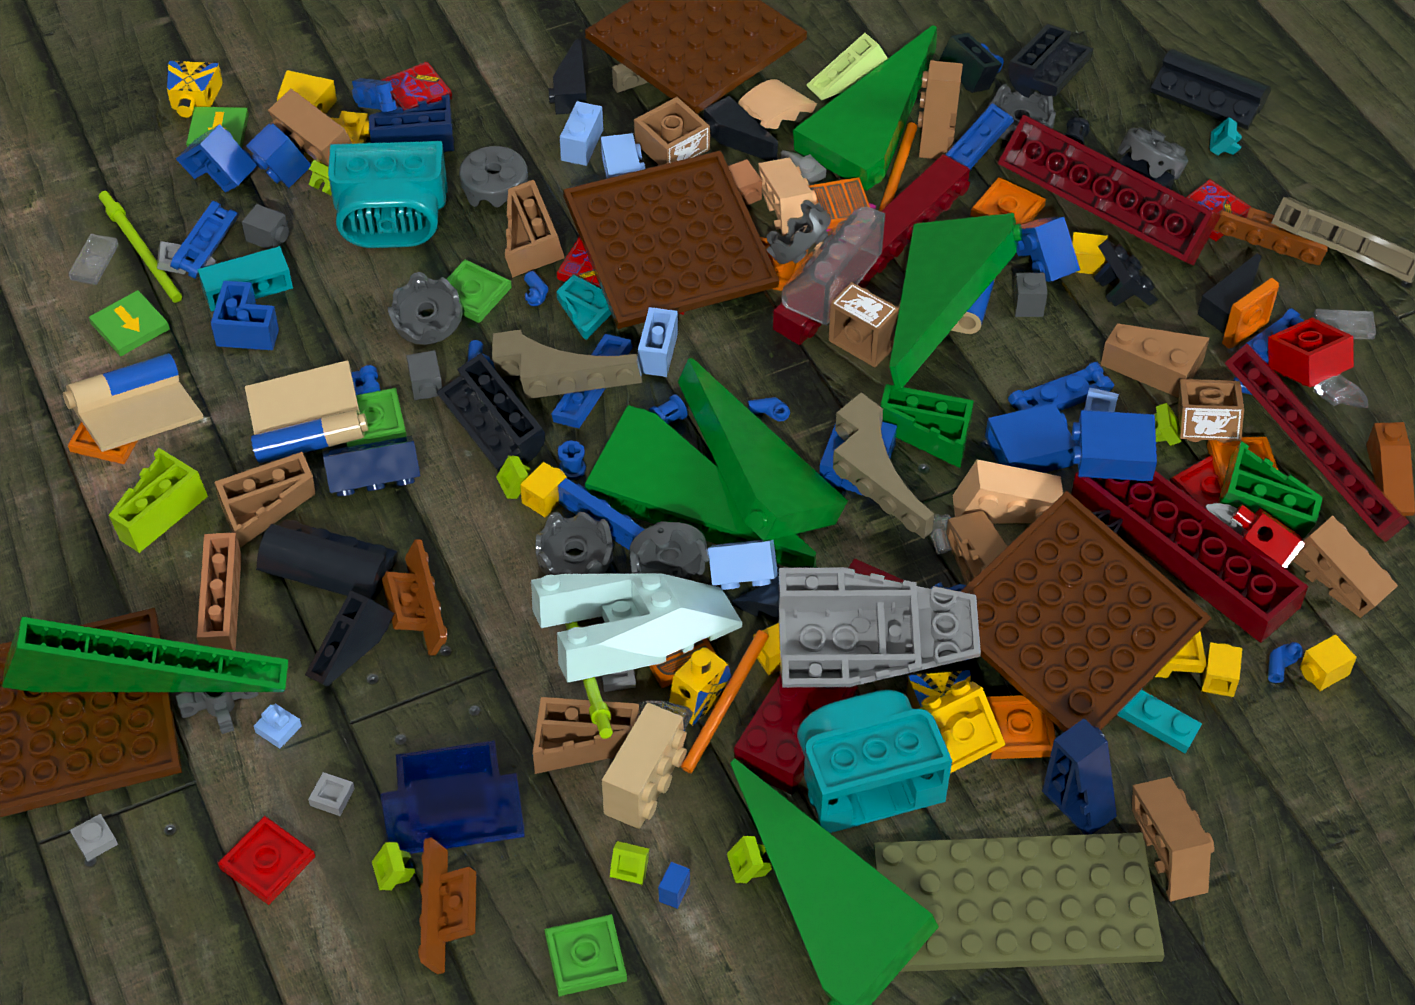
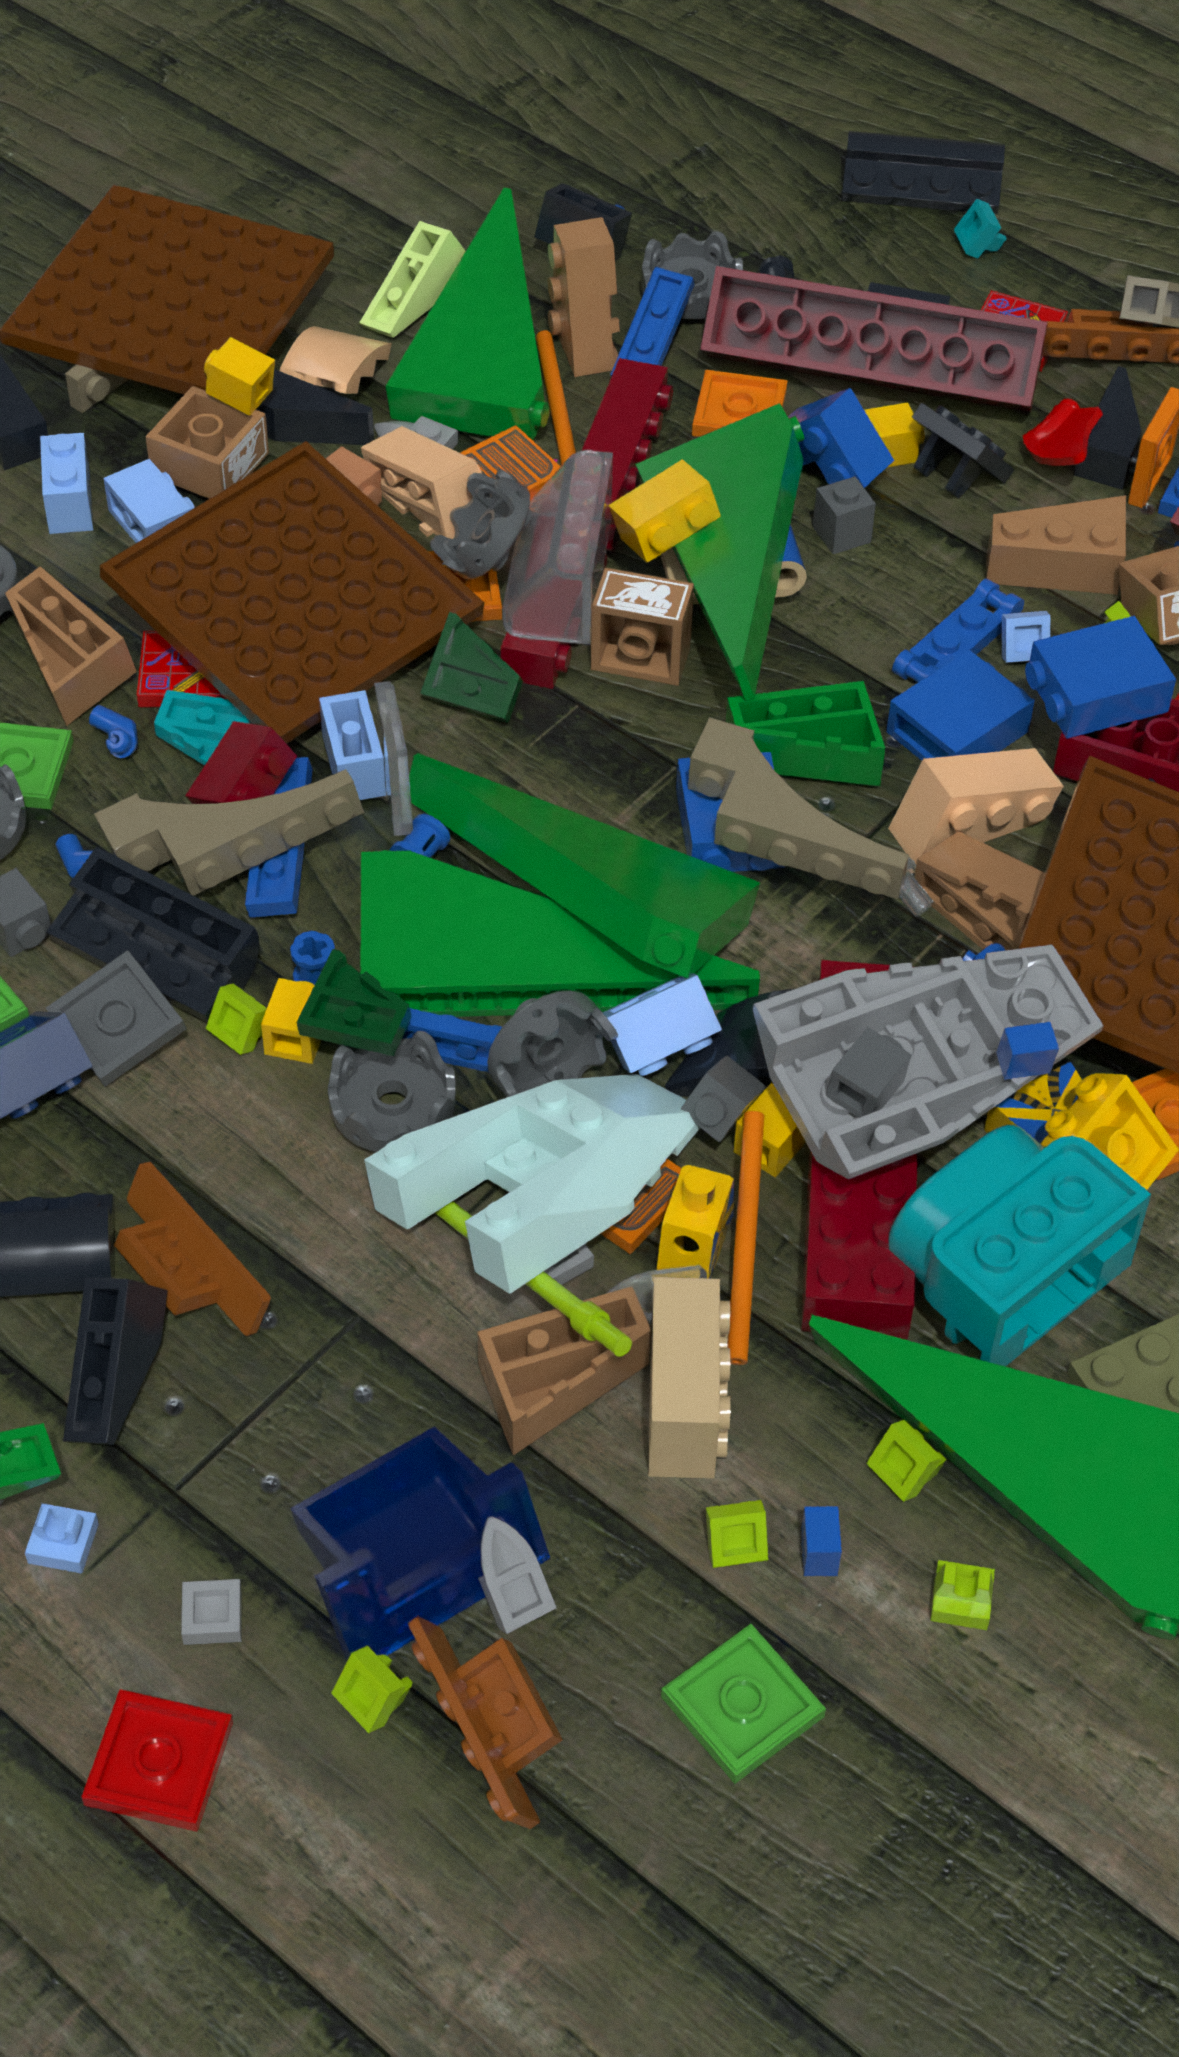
camera: 25 degrees left, 0 degrees up
(447, 454) = (119, 1017): none -> dark grey plate
(493, 836) = (512, 1577): none -> light grey plate
(571, 493) = (353, 1009): none -> dark green wing
(587, 334) = (243, 766): none -> dark red brick
(671, 356) = (395, 758): none -> clear tile
(702, 99) = (239, 376): none -> yellow brick
(739, 946) = (962, 1595): none -> lime tile
(751, 320) = (470, 674): none -> dark green wing
(752, 615) = (722, 1098): none -> dark grey brick
(770, 406) = (568, 789): blue arm -> none
(828, 631) = (868, 1073): none -> dark grey brick
(905, 258) = (664, 510): none -> yellow brick
(920, 650) = (1027, 1050): none -> blue piece
(1047, 62) = (696, 194): black brick -> none
(1153, 148) = (893, 266): dark grey plate -> none
(1194, 287) = (1063, 434): none -> red arm

